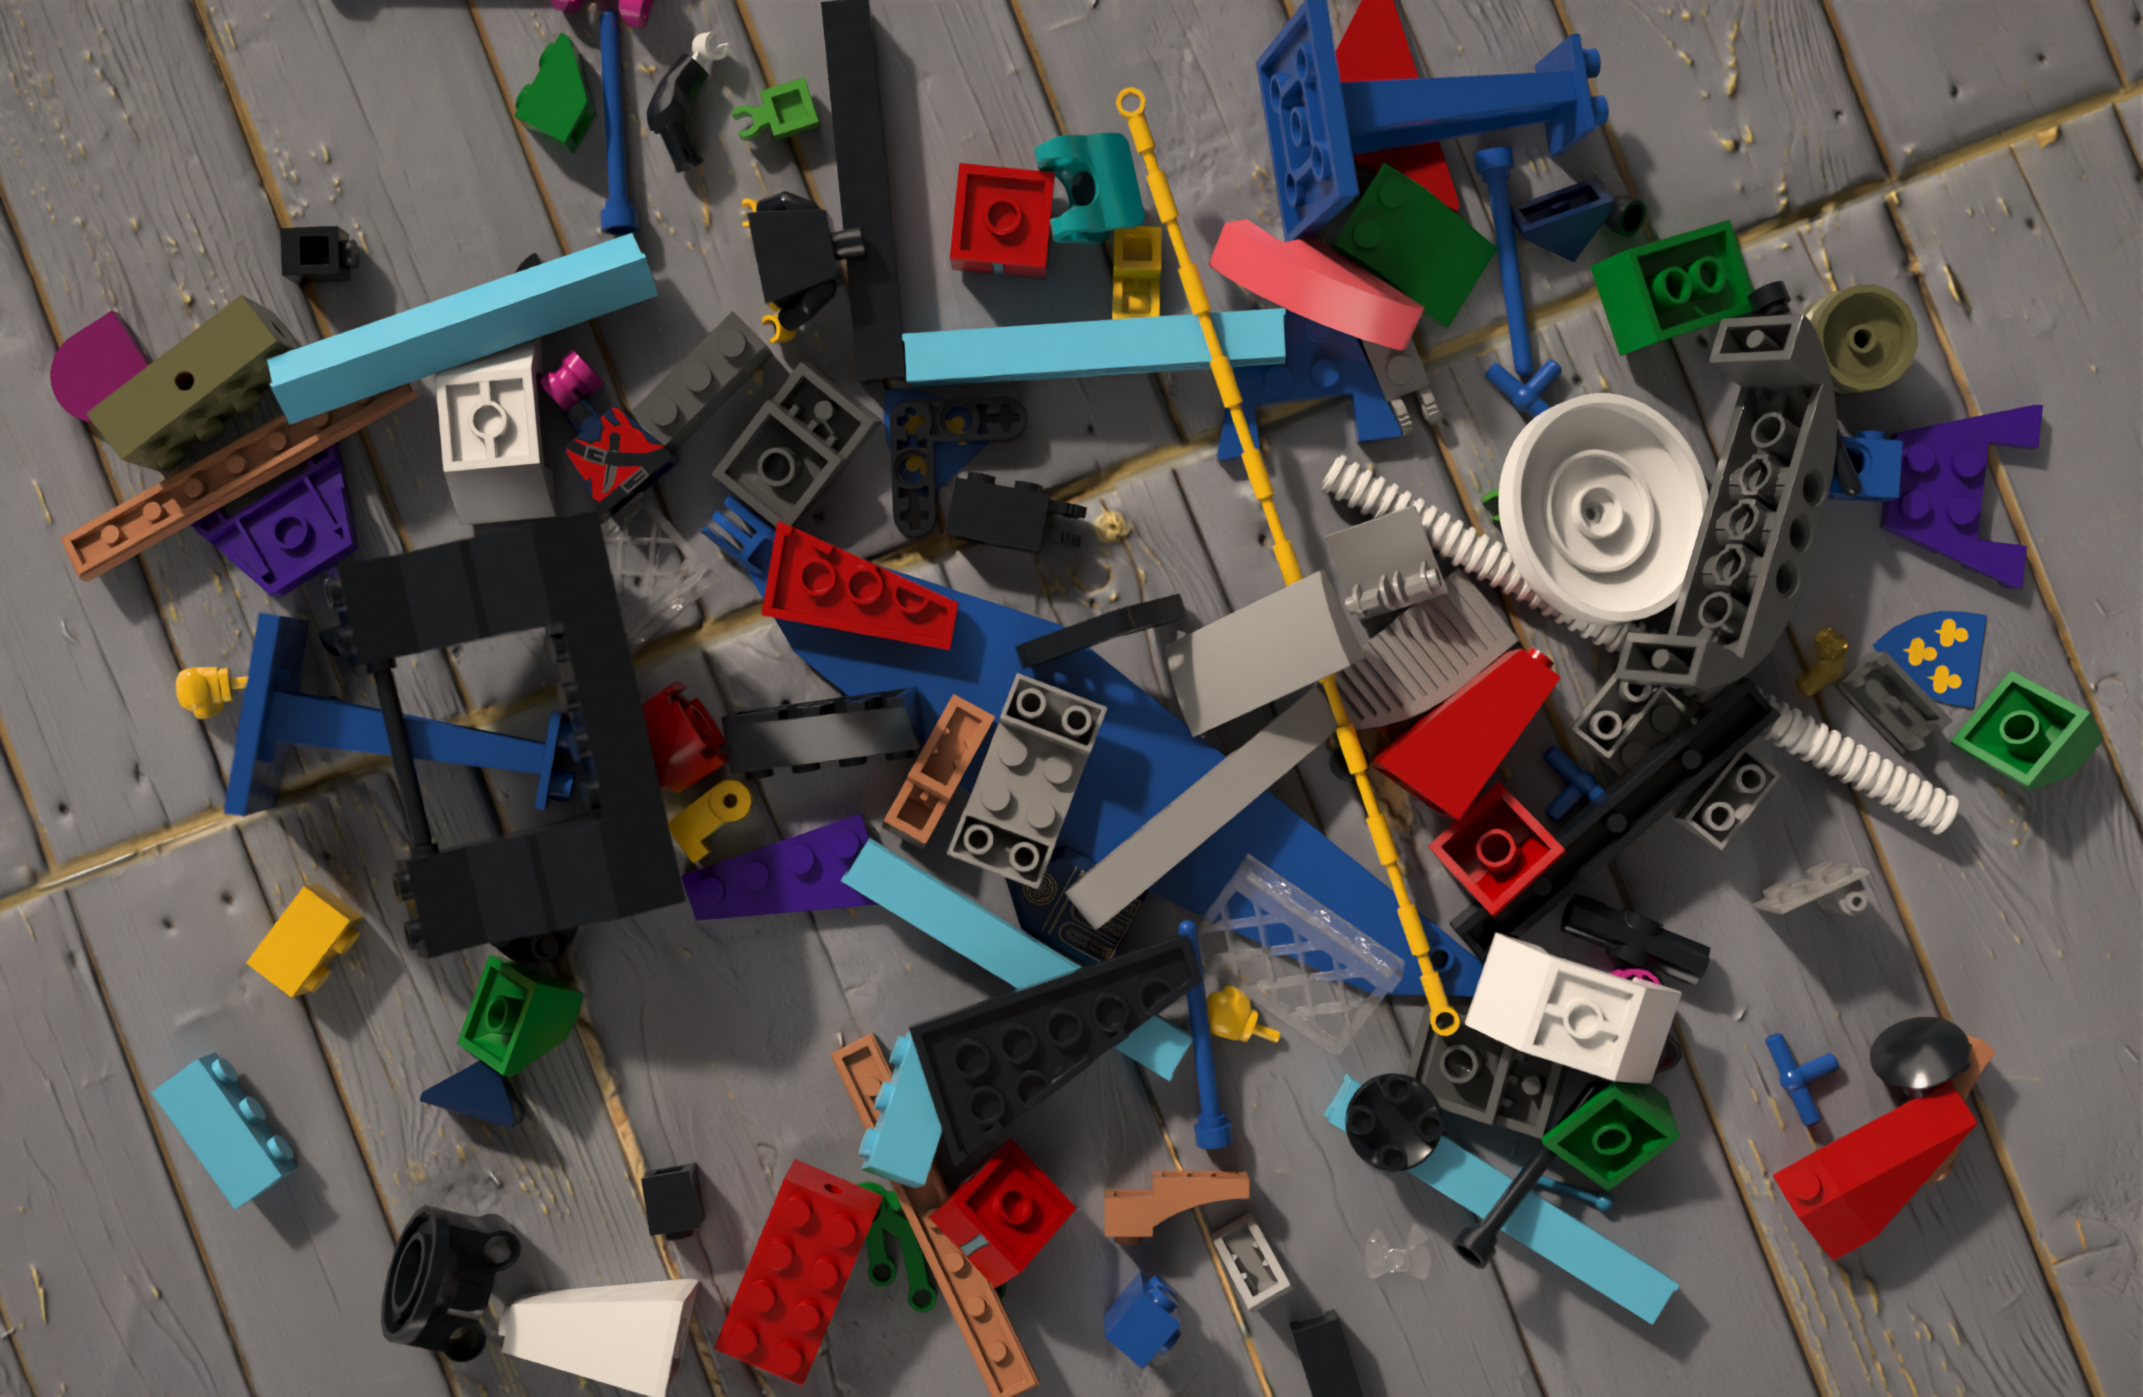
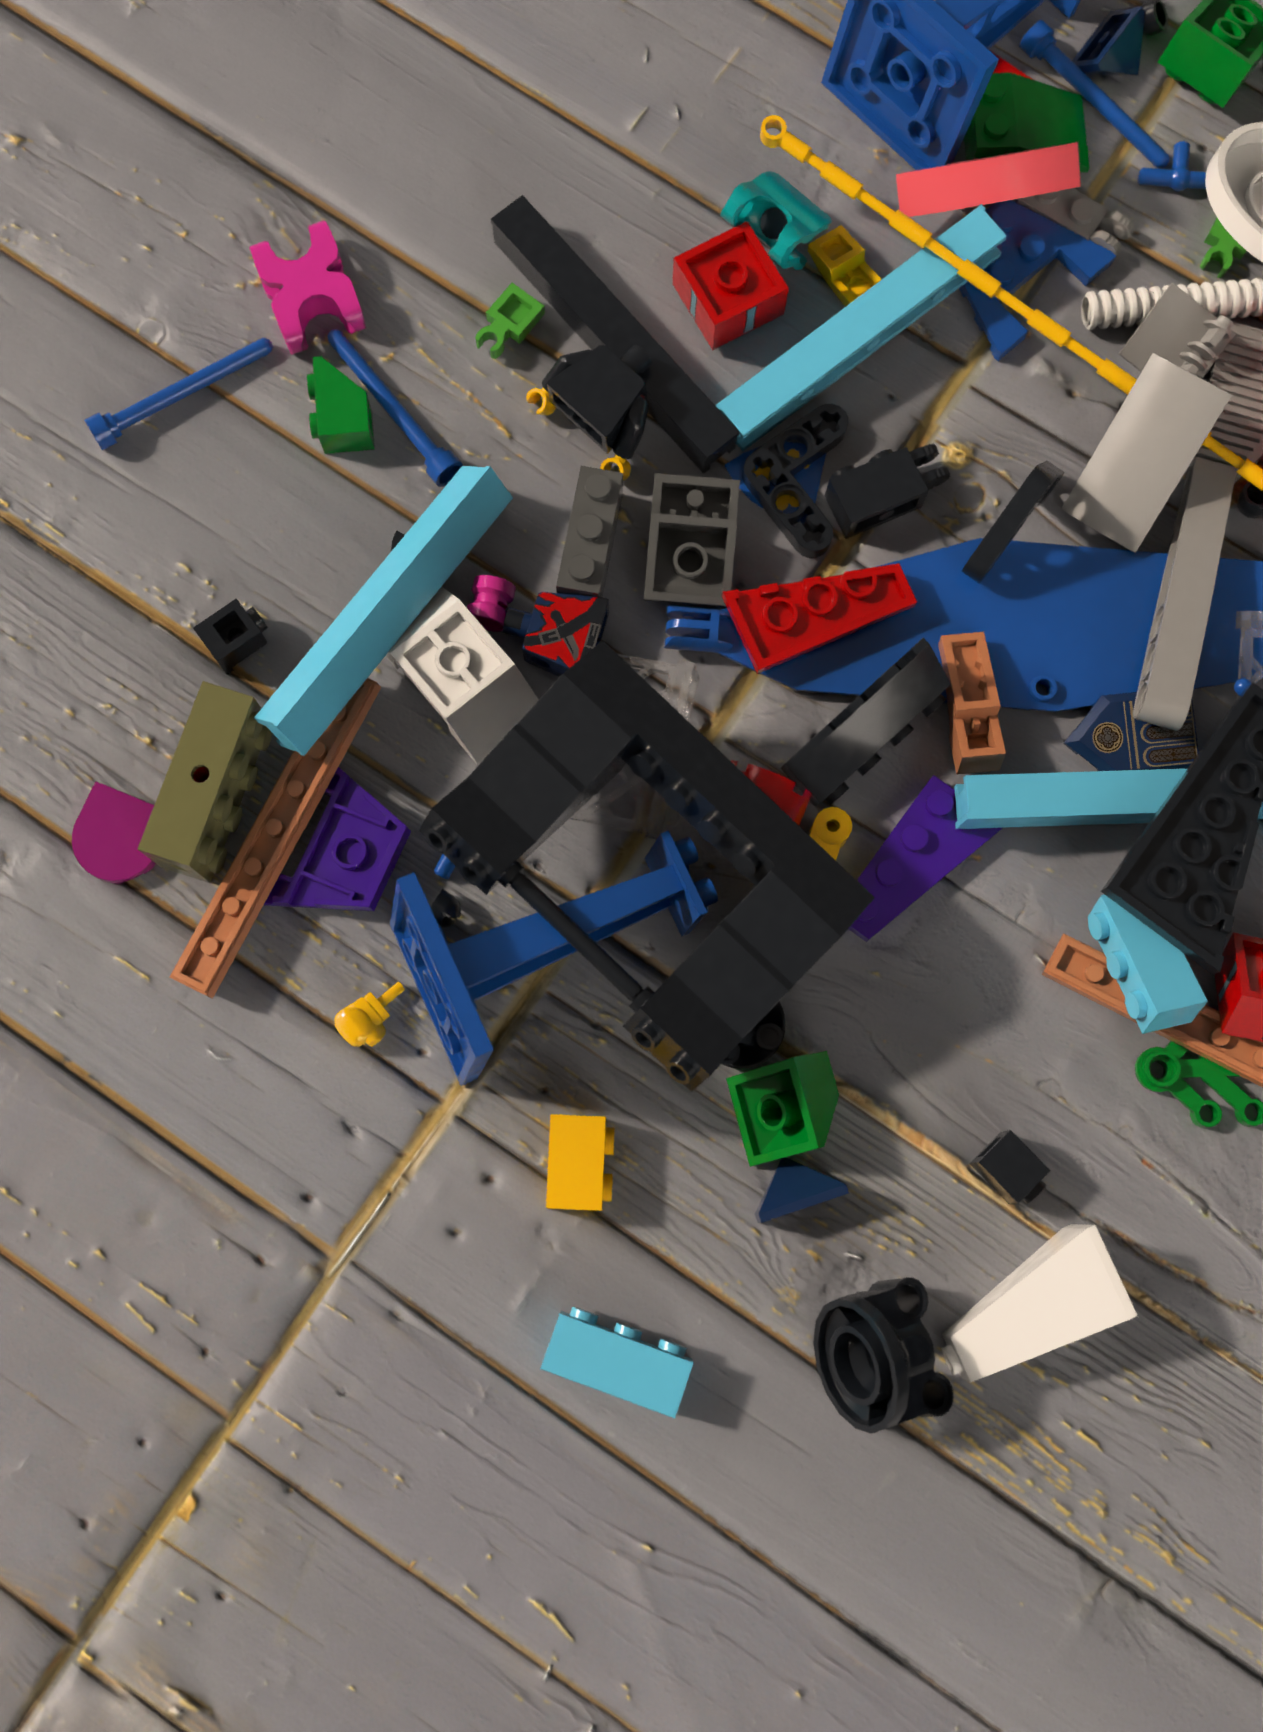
camera: 35 degrees left, 10 degrees down
(673, 100) = (426, 359): black arm -> none
(798, 1272) = (1154, 1151): red brick -> none
(1027, 781) = (1042, 653): light grey slope -> none

